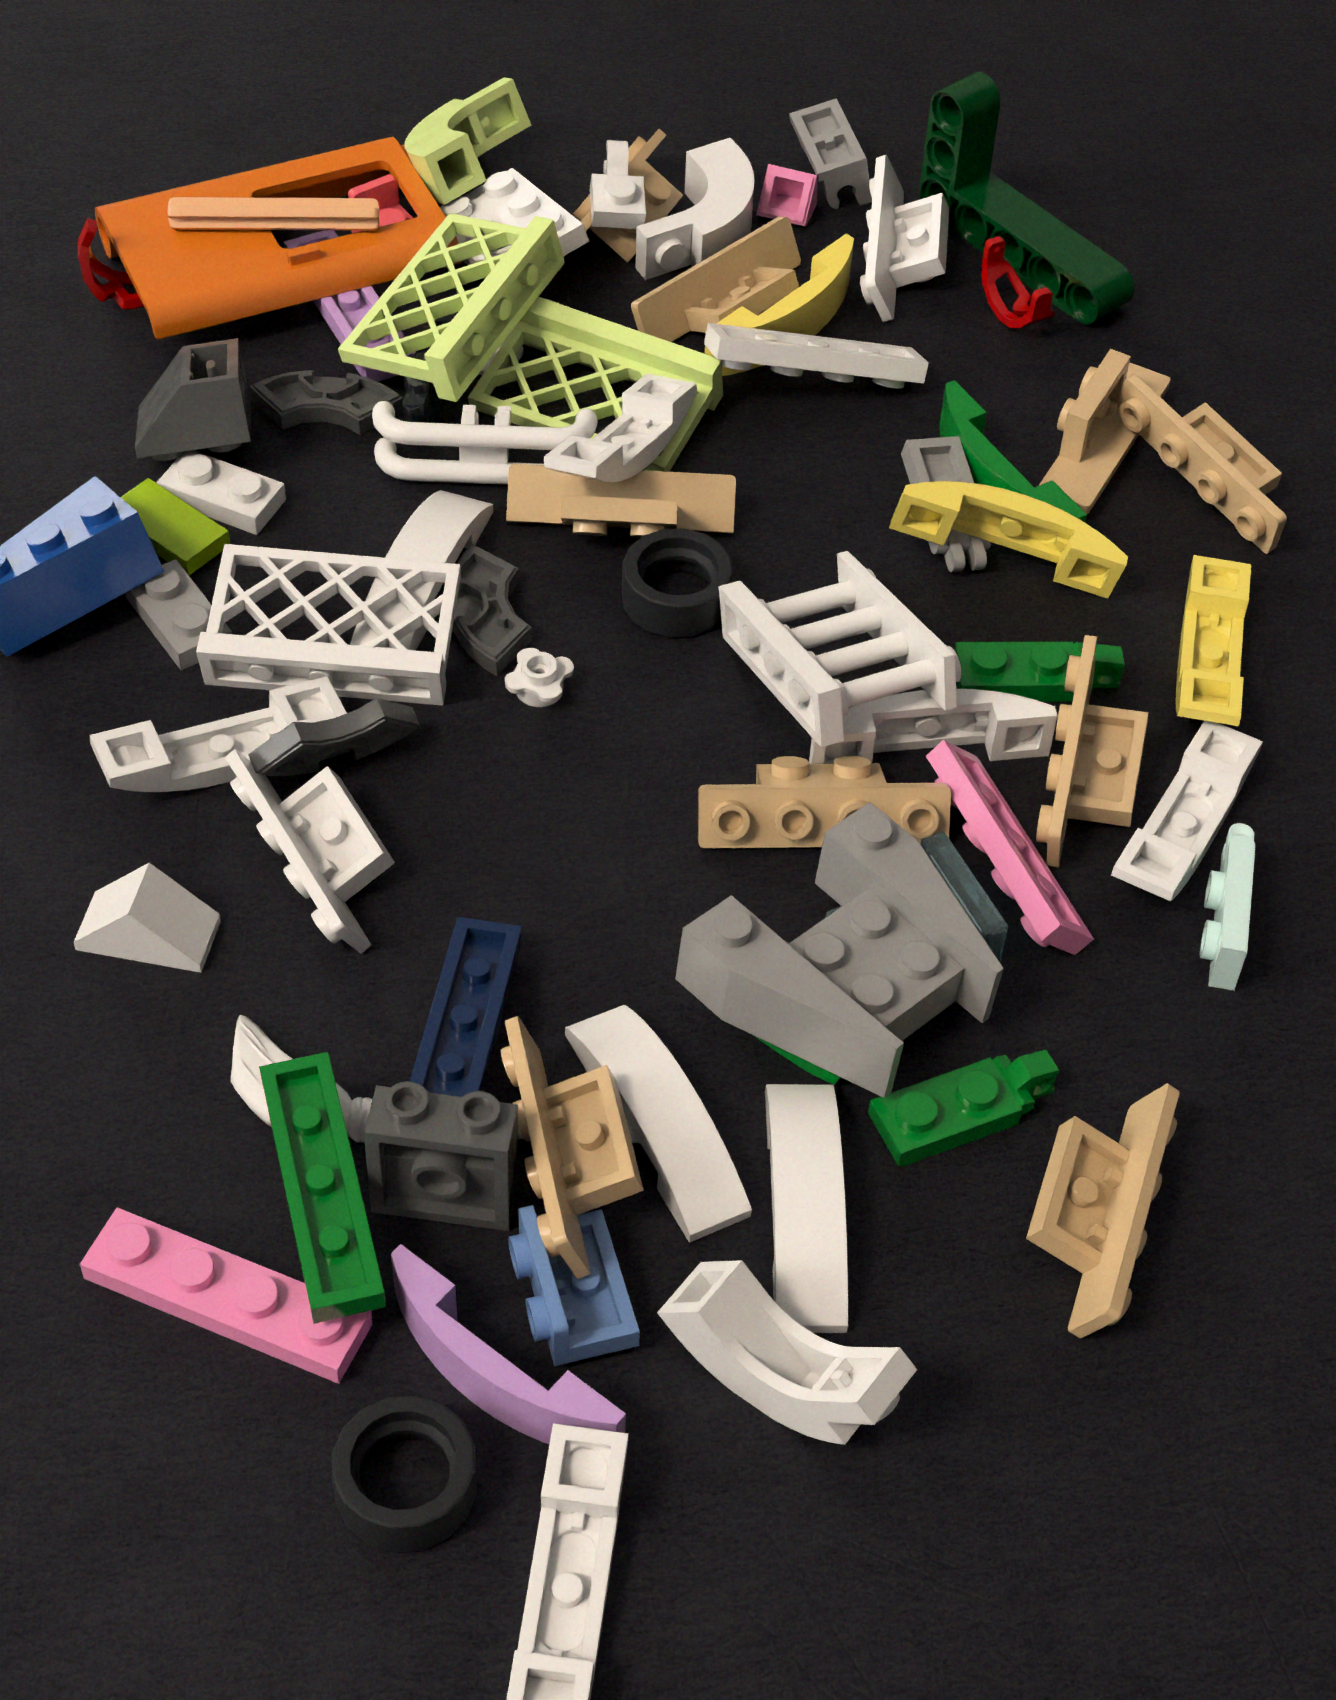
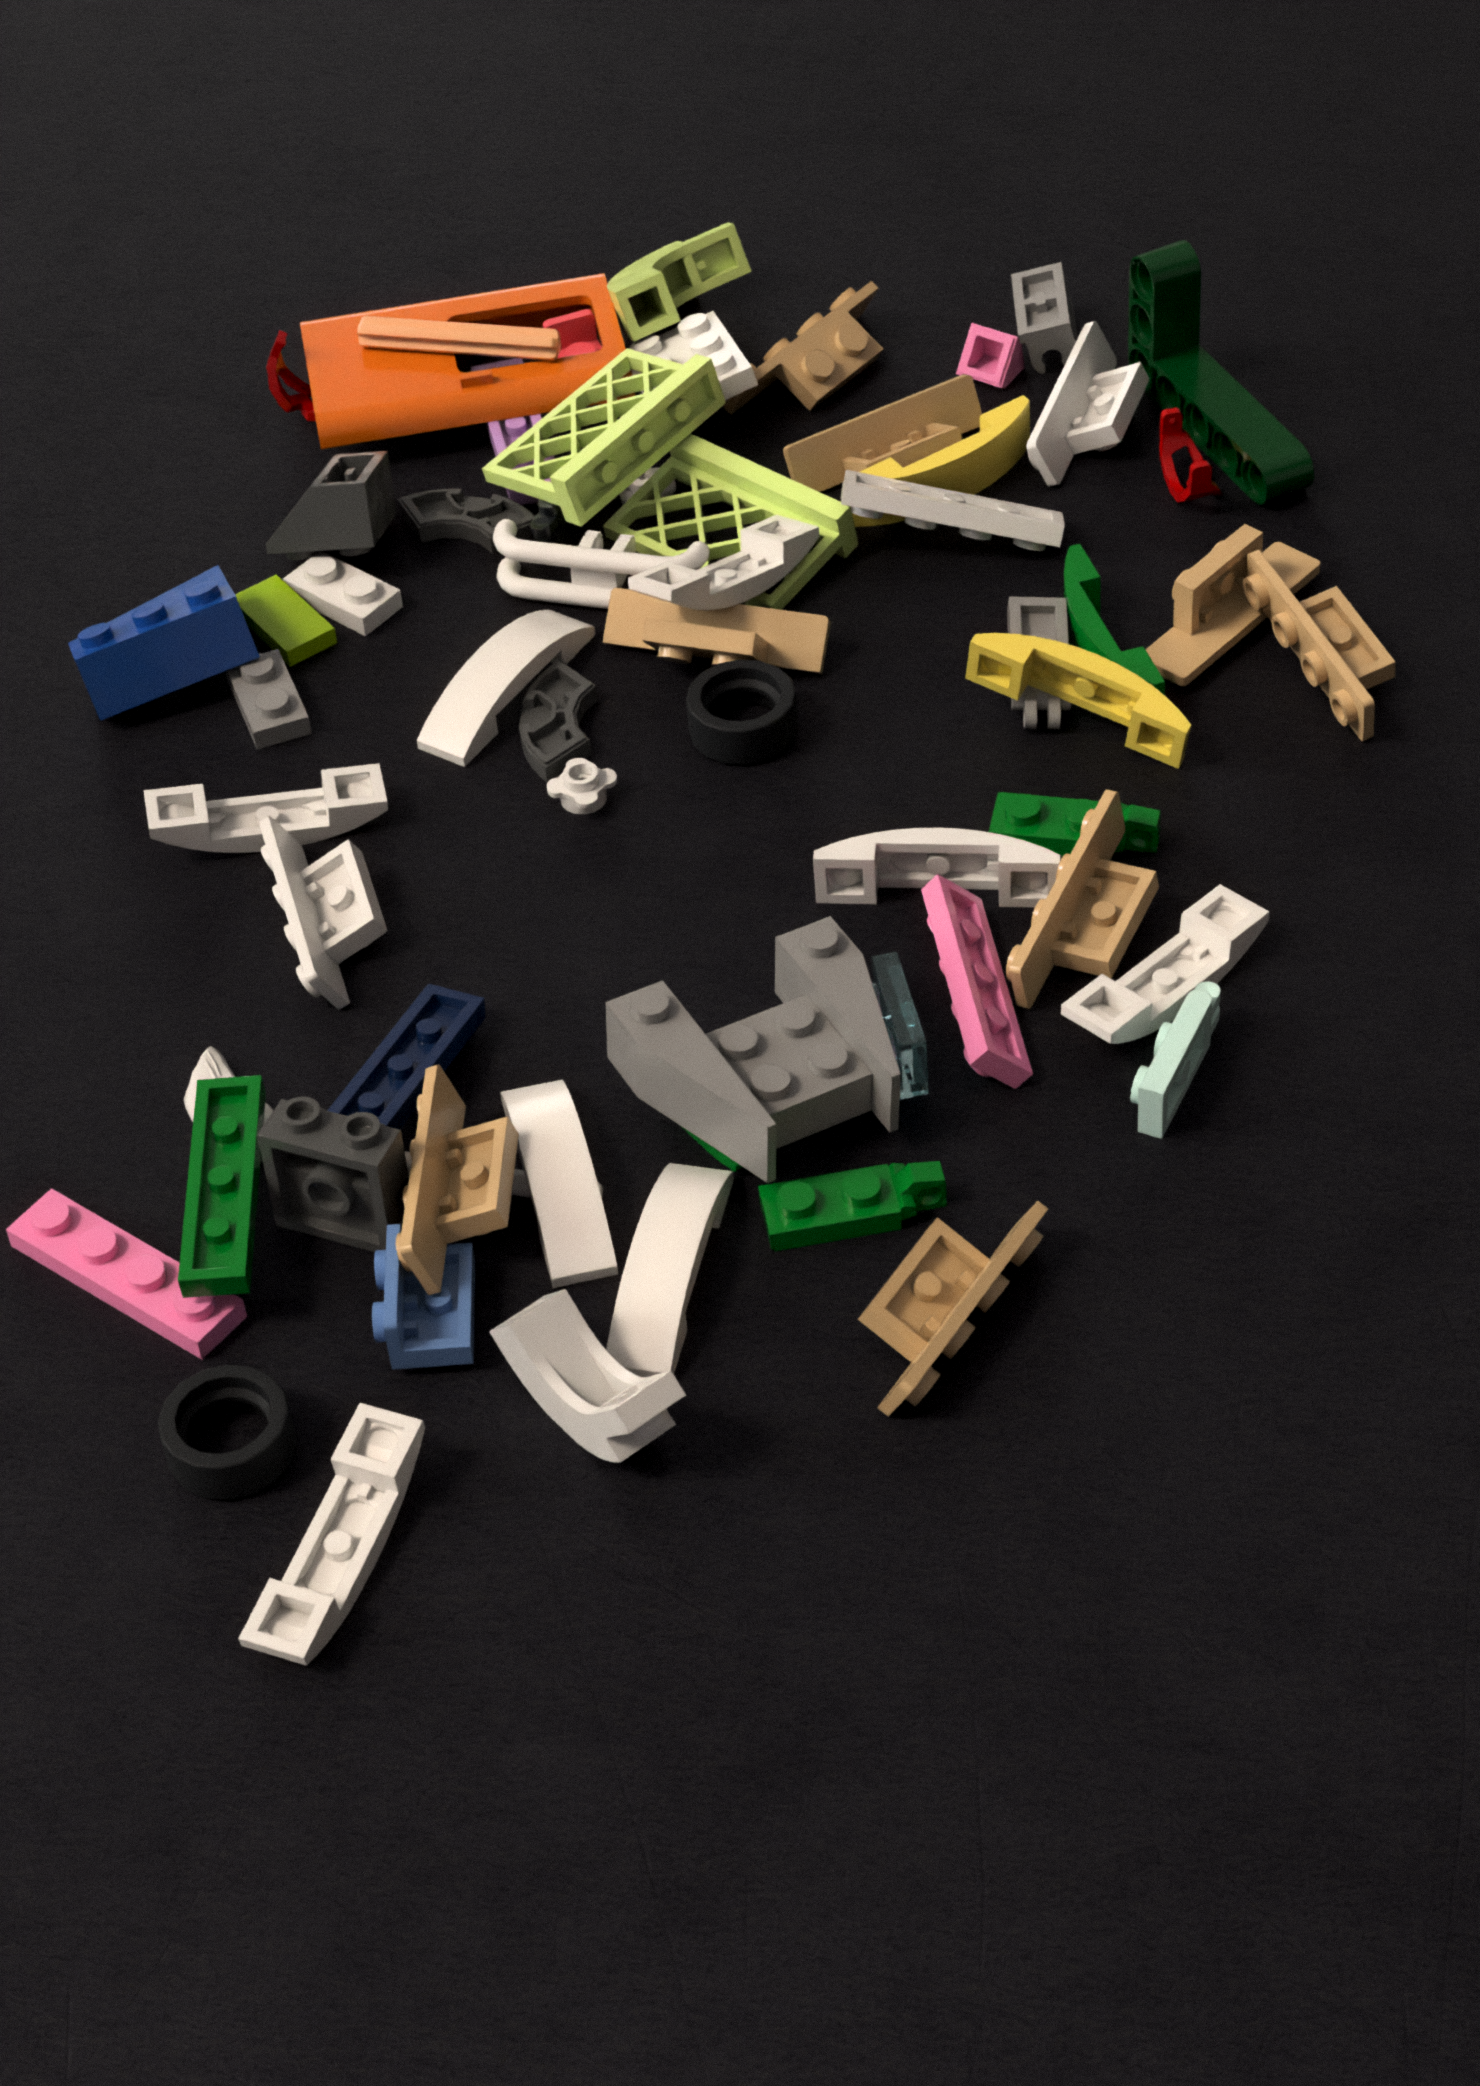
camera: 20 degrees right, 5 degrees down
(149, 922) = (157, 960): white slope -> none
(361, 732) = (395, 814): dark grey tile -> none
(370, 671) = (408, 762): white fence -> none
(480, 1371) = (322, 1362): lavender slope -> none
(615, 196) = (802, 344): white plate -> none
(722, 189) = (917, 361): white arch -> none
(803, 800) = (748, 925): tan bracket -> none
(806, 680) = (817, 802): white fence -> none
(1212, 641) = (1264, 816): light yellow slope -> none

